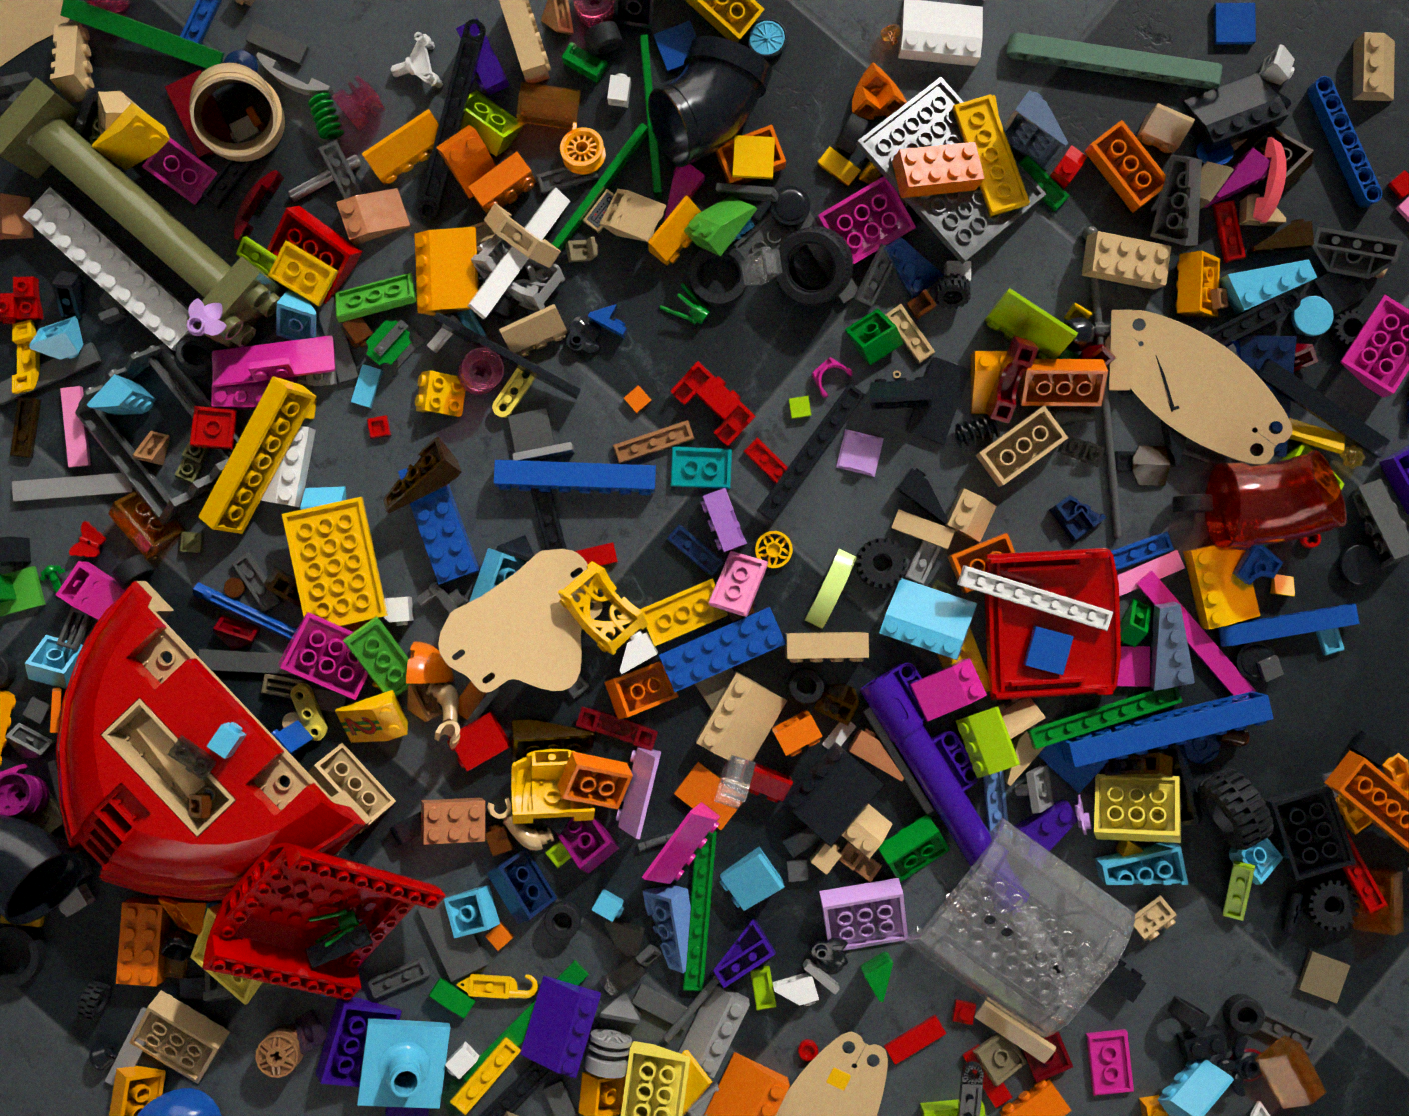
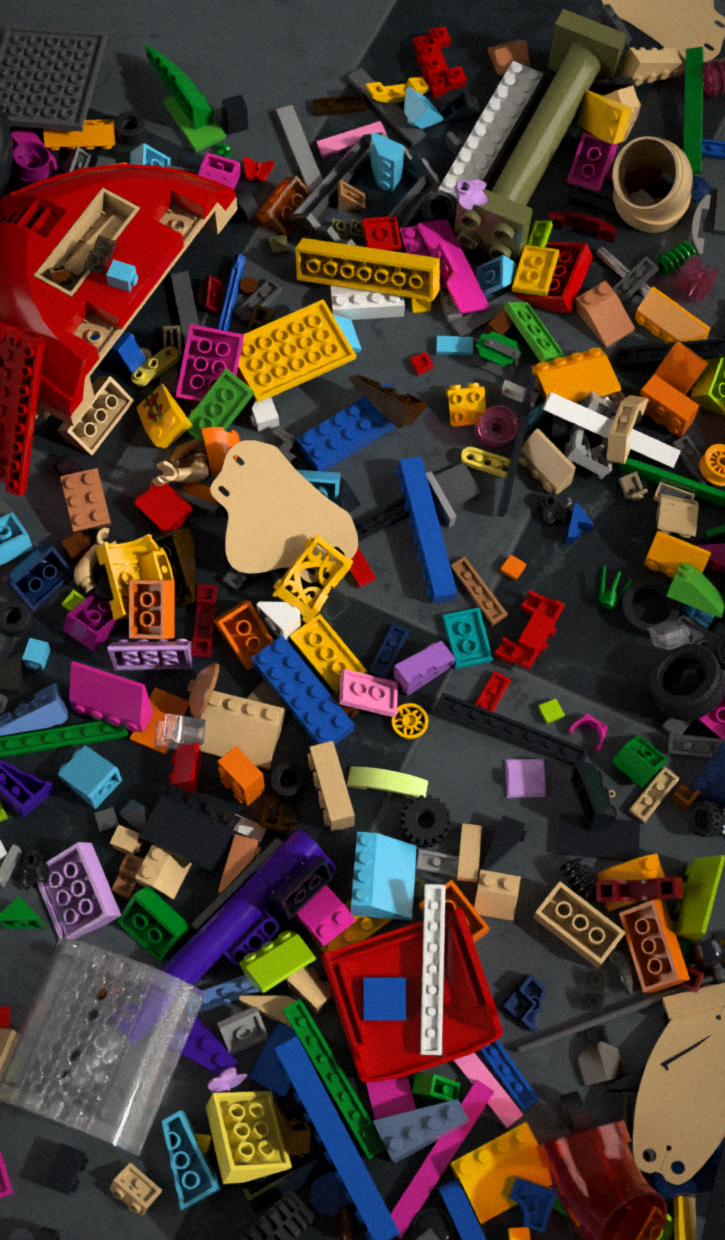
camera: 75 degrees right, 20 degrees down
(696, 748) = (202, 689): none -> medium nougat dish
(925, 704) = (301, 886): none -> black slope

